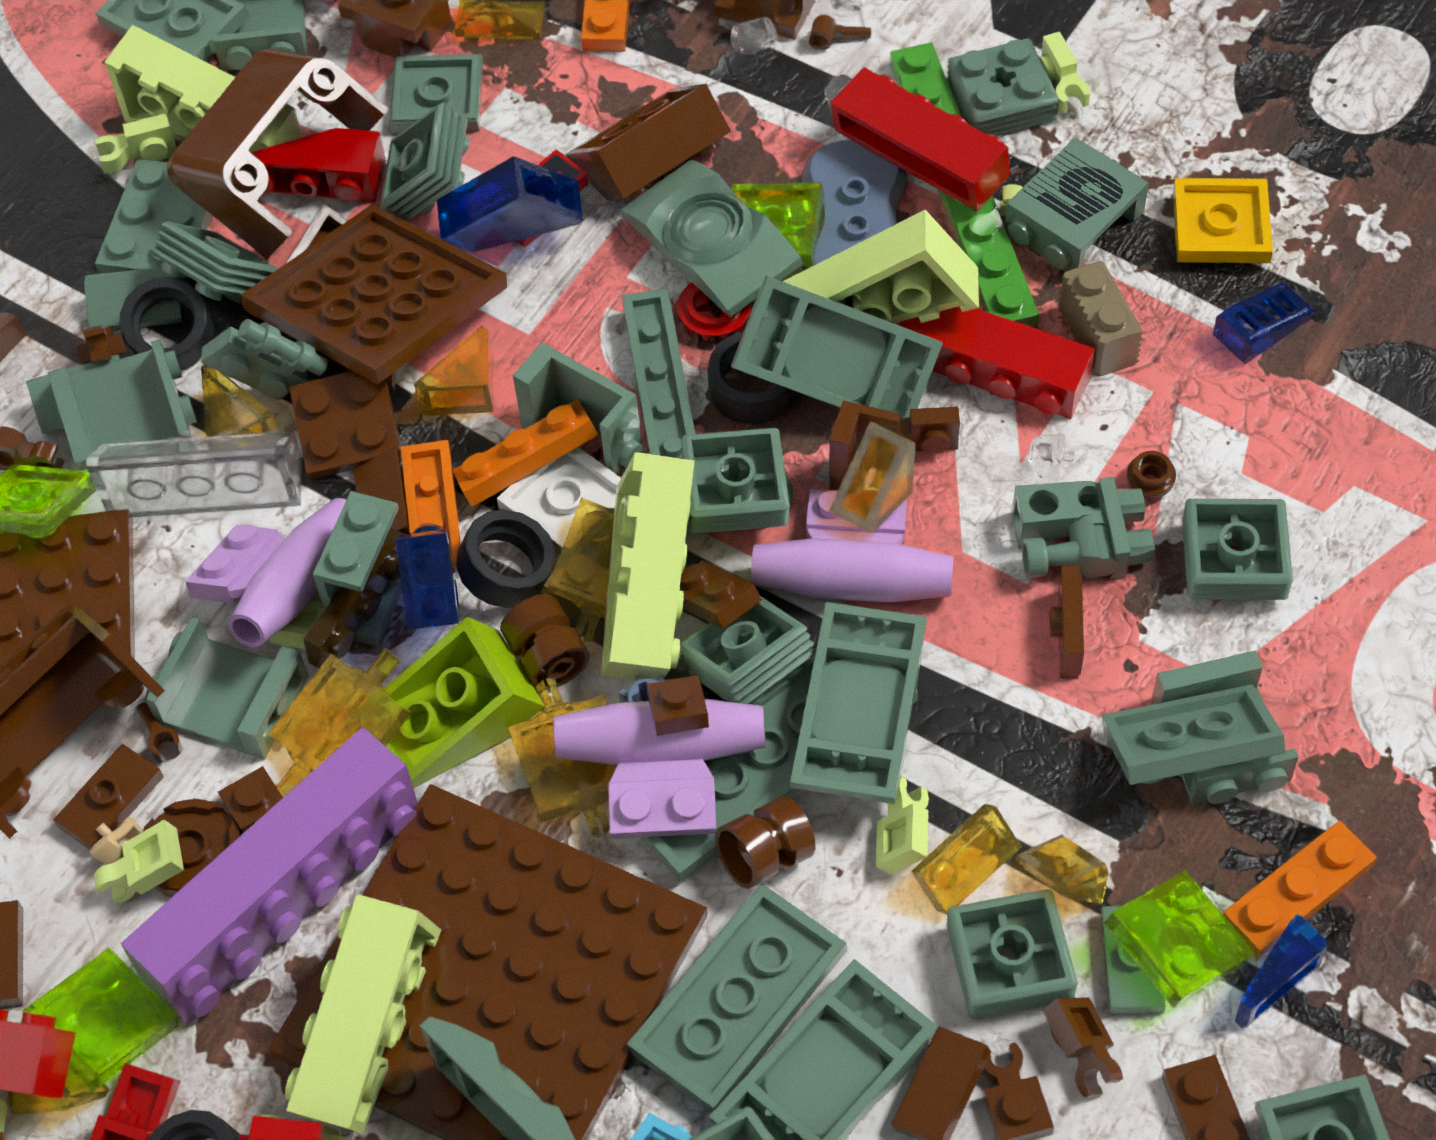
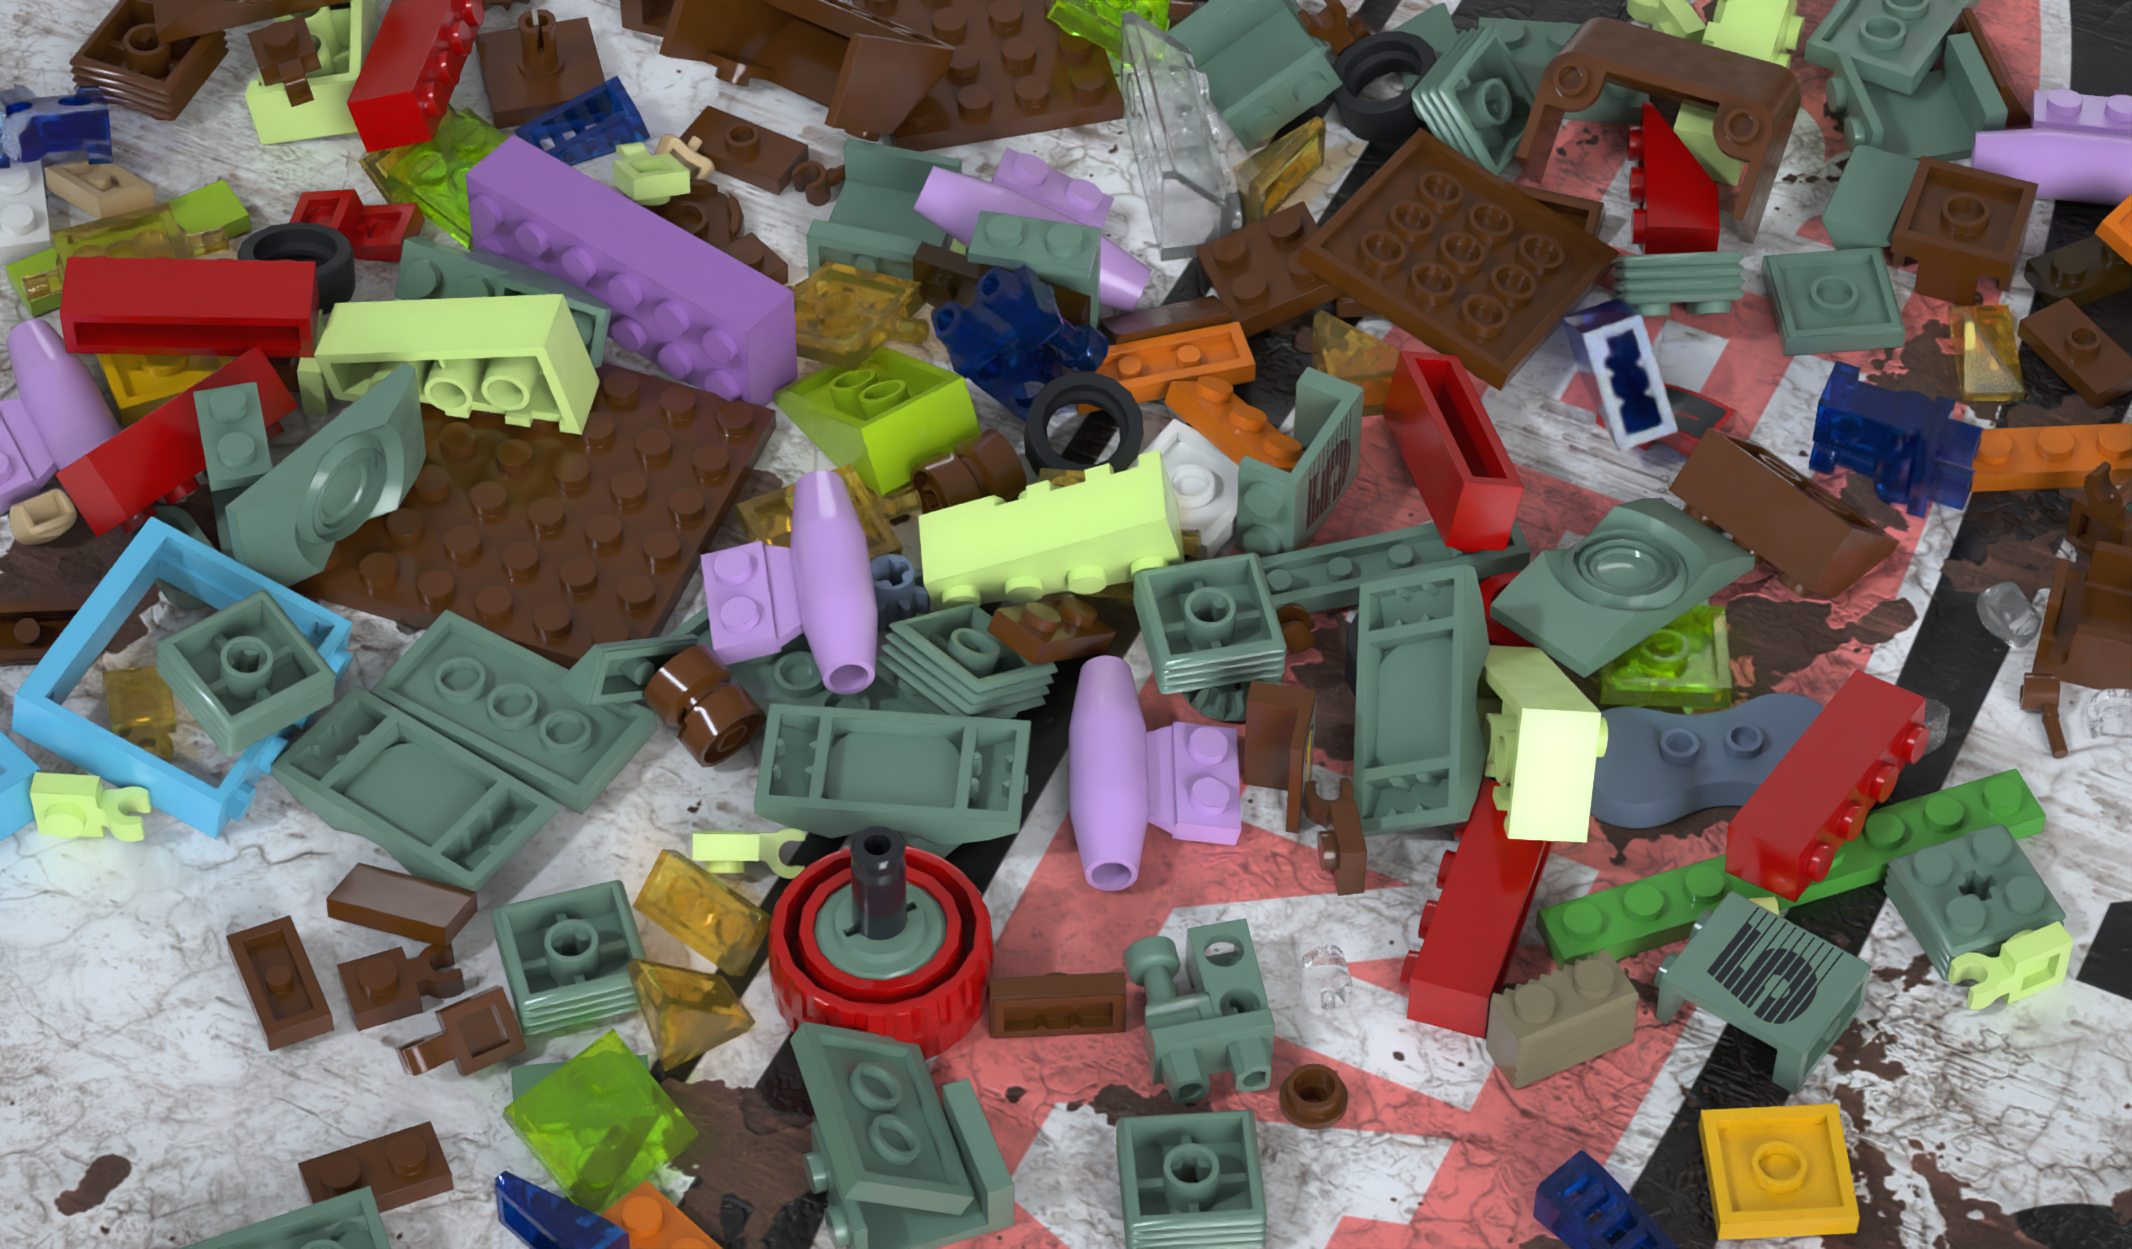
camera: 80 degrees right, 10 degrees down
(40, 887) = (604, 105): none -> clear blue slope
(262, 358) = (1321, 135): sand green plate -> none
(269, 980) = (445, 272): none -> sand green slope
(351, 50) = (1868, 198): none -> sand green slope
(583, 310) = (1453, 451): none -> red brick
(605, 63) = (1895, 442): none -> clear blue hips
(677, 705) = (844, 564): reddish brown plate -> none
(725, 897) = (621, 669): none -> sand green slope
(876, 479) = (1224, 765): clear yellow slope -> none
(1024, 731) = (883, 944): none -> red wheel

